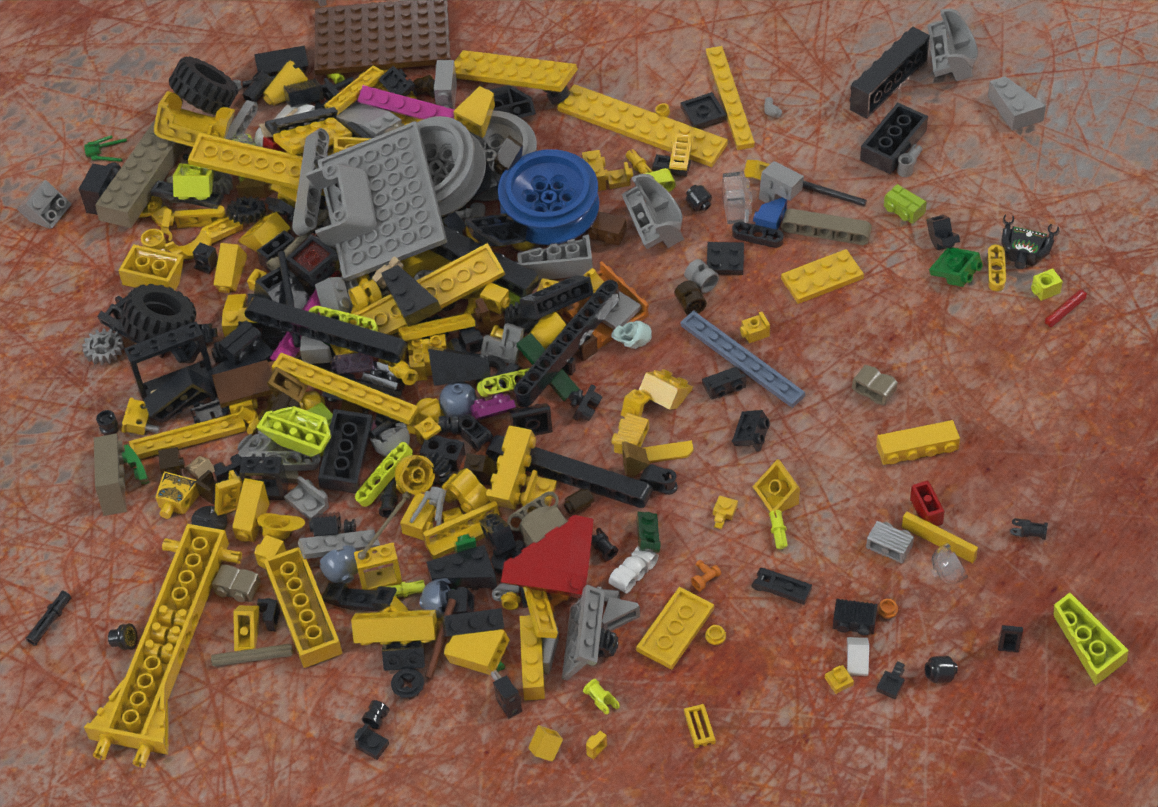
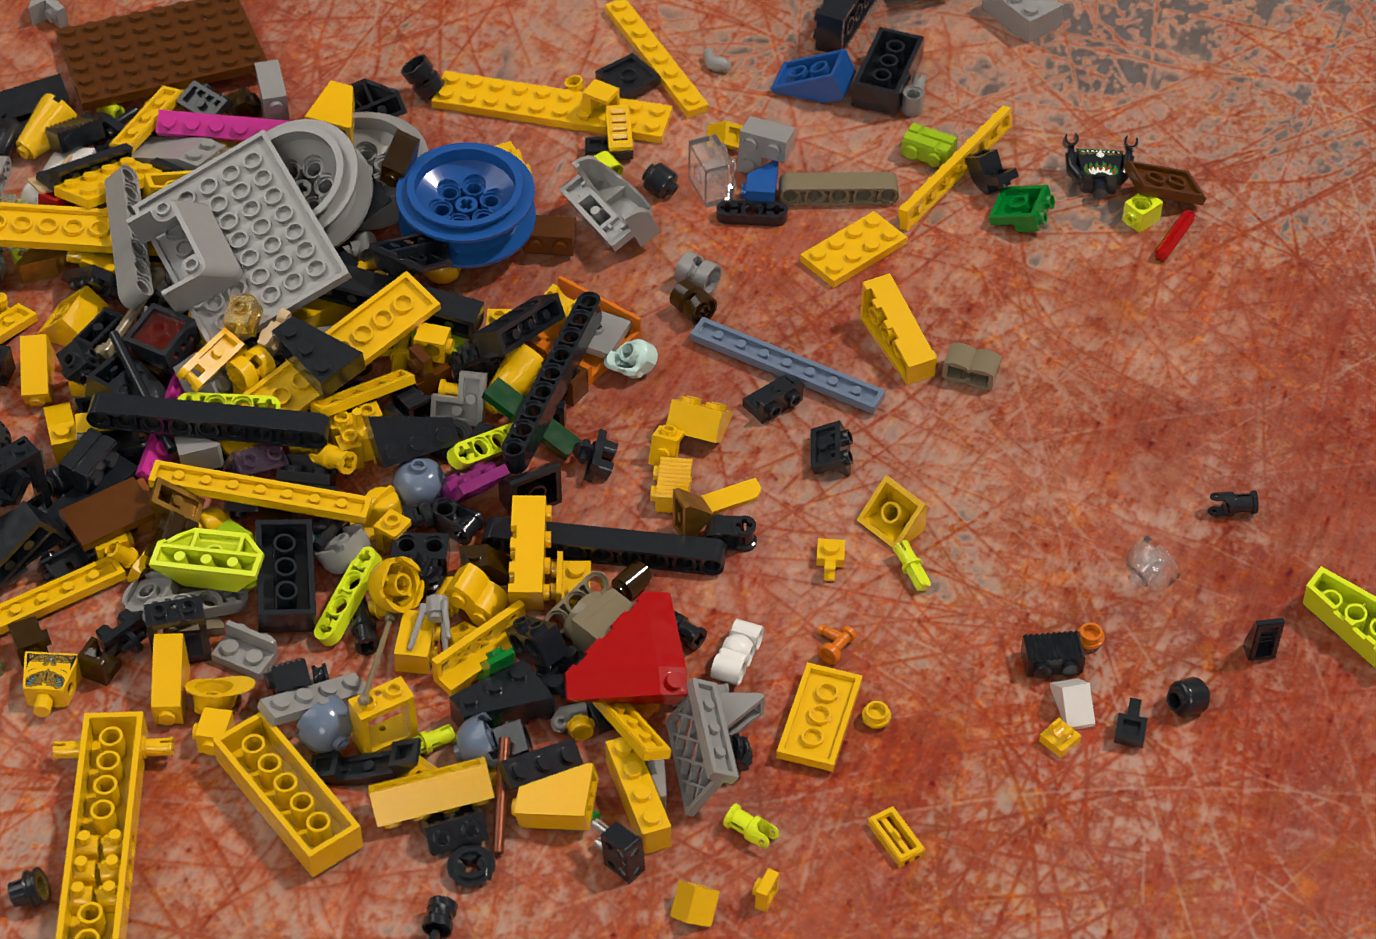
camera: 20 degrees left, 5 degrees down
(200, 466) = (72, 638): tan slope -> none
(207, 517) = (109, 700): black wheel -> none
(228, 494) = (131, 664): yellow bracket -> none
(236, 583) = (177, 782): dark tan brick -> none
(246, 210) = (37, 293): black gear -> none
(246, 627) = (211, 840): yellow slope -> none
(251, 655) = (230, 875): dark tan axle -> none
(254, 267) = (77, 361): none -> black brick
(271, 612) = (240, 808): black bracket -> none
(338, 284) = (211, 359): none -> yellow plate
(367, 256) = (243, 315): none -> clear yellow brick
(514, 70) = (367, 61): yellow plate -> none
(559, 260) = (505, 283): light grey wedge -> none
(621, 177) = (548, 172): yellow bracket -> none
(639, 163) = (563, 151): yellow pin -> none
(648, 531) = (741, 601): dark green plate -> none
(674, 123) = (598, 93): none -> yellow panel
(726, 257) = (721, 246): black plate -> none
(755, 328) = (791, 324): yellow brick -> none
(782, 586) = (941, 635): black plate -> none
(828, 347) = (896, 330): none -> yellow wedge
(833, 193) = (835, 149): black bar -> none
(840, 134) = (816, 77): none -> blue slope
(890, 541) = (1063, 552): light grey brick -> none
(917, 225) = (953, 169): none -> yellow plate
(918, 442) = (1053, 425): yellow brick -> none
(927, 503) = (1095, 497): red brick -> none
(939, 536) = (1119, 532): yellow tile -> none
(991, 261) = (1072, 194): yellow beam -> none
(1070, 265) = (1164, 182): none -> reddish brown tile

